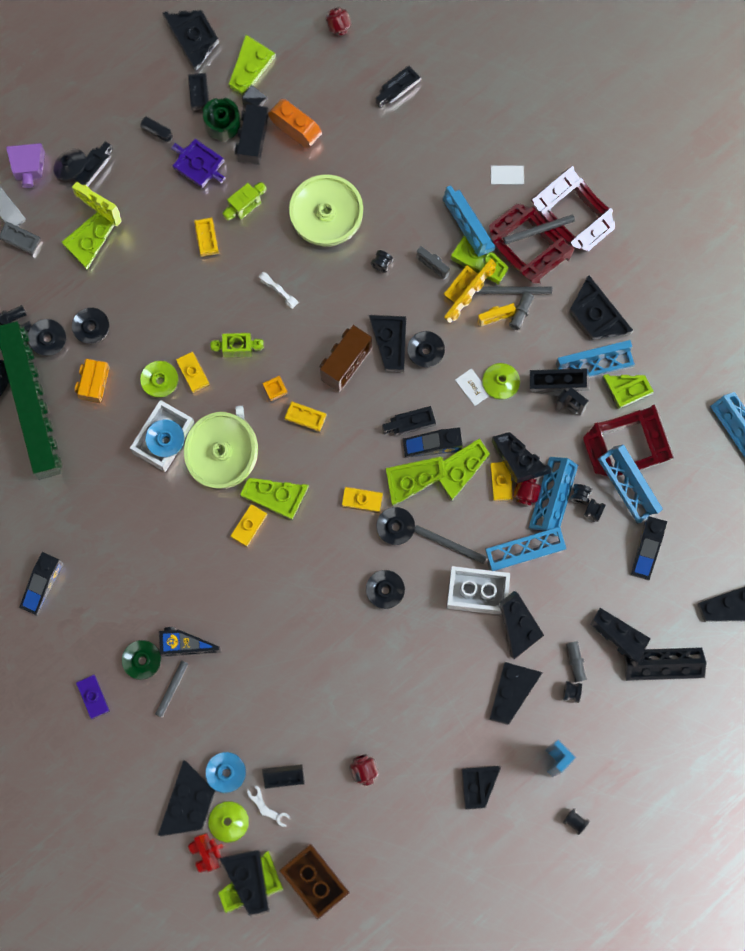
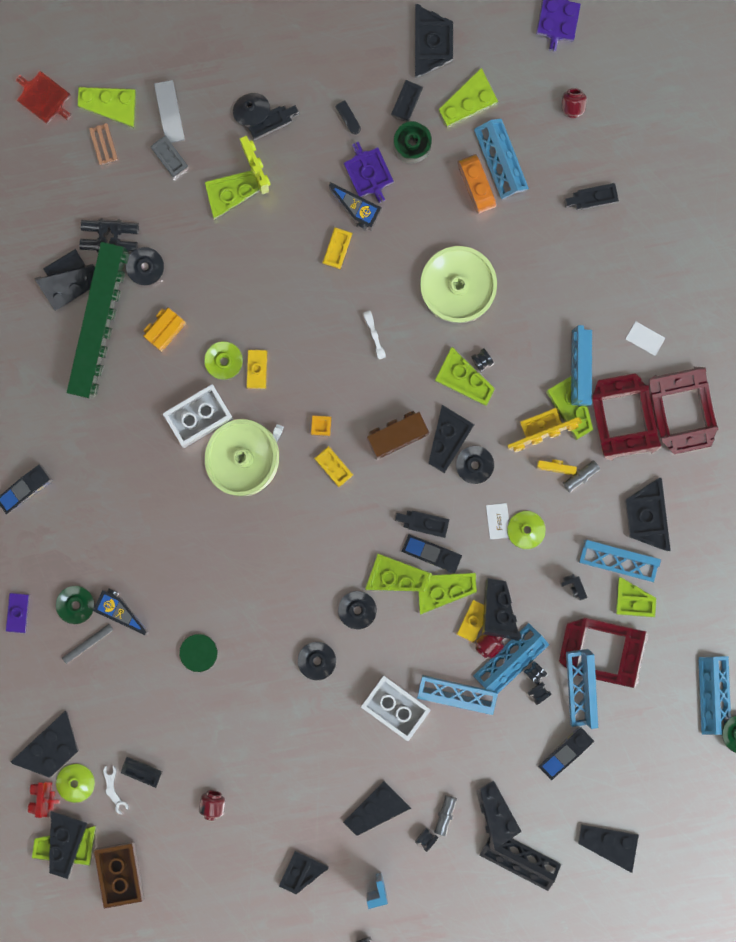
camera: 30 degrees right, 10 degrees up
(26, 162) = (212, 86): medium lavender torso -> none
(87, 318) = (182, 269): black dish -> none
(158, 432) = (190, 416): dark azure dish -> none
(205, 195) = (359, 209): none -> slope
(215, 770) = (87, 748): dark azure dish -> none
(217, 345) = (291, 357): lime piece -> none
(244, 201) = (390, 233): lime piece -> none
(249, 525) = (231, 537): yellow plate -> none
(252, 134) = (432, 171): black brick -> none
(253, 97) = (454, 136): black slope -> none
(275, 496) = (268, 524): lime wing -> none
(276, 641) = (198, 653): none -> dark green tile
(305, 89) = (504, 155): none -> dark azure fence
(362, 499) = (342, 569): yellow plate -> none
(375, 286) = (464, 379): none -> lime wing
(433, 262) = (528, 386): dark grey plate -> none
(450, 544) = (396, 652): dark grey bar -> none
(515, 290) = (588, 453): dark grey bar -> none
(520, 624) = (414, 758): black wing -> none
(538, 229) = (640, 410): dark grey bar -> none
(559, 379) = (575, 561): black brick -> none

